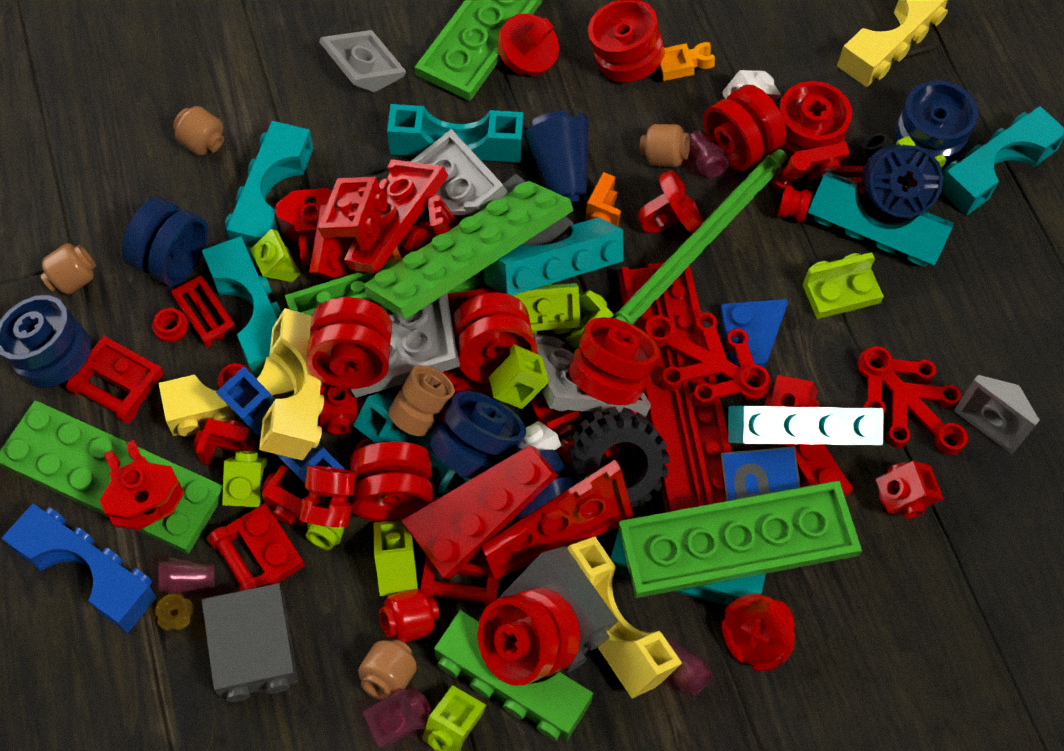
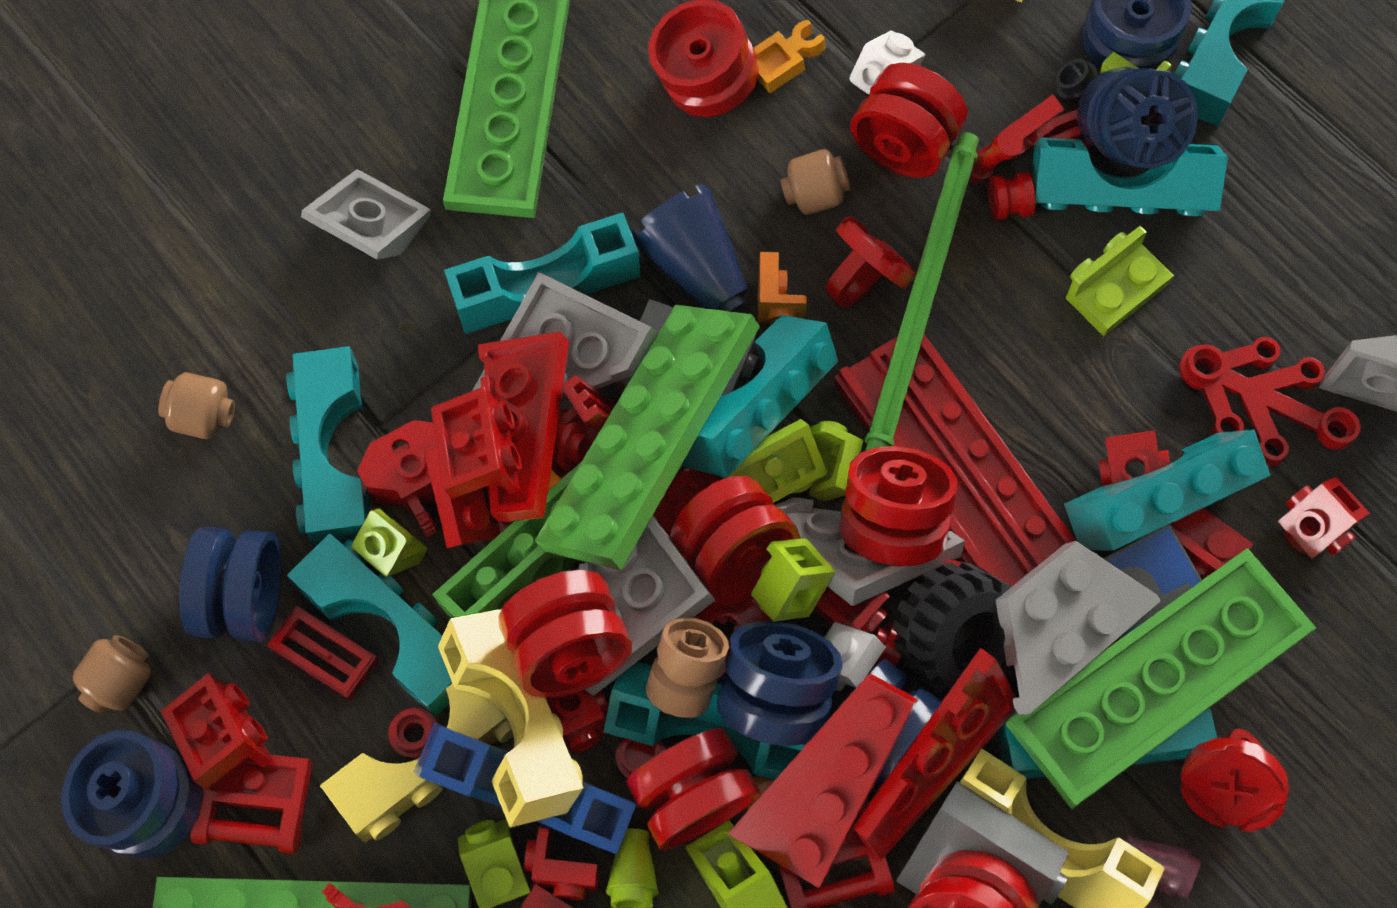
camera: 20 degrees left, 5 degrees up
(112, 323) = (214, 730): none -> red bracket
(166, 317) = (279, 683): red plate -> none
(228, 436) = (447, 812): red bracket -> none
(330, 482) = (631, 859): red wheel -> none
(528, 44) = (576, 111): red tile -> none
(688, 472) = (1065, 618): none -> light grey wing
(708, 156) = (874, 173): clear pink cone -> none
(711, 361) = (1012, 450): red plant -> none
(759, 321) = (1035, 388): blue wing -> none
(814, 116) = (994, 74): red wheel -> none

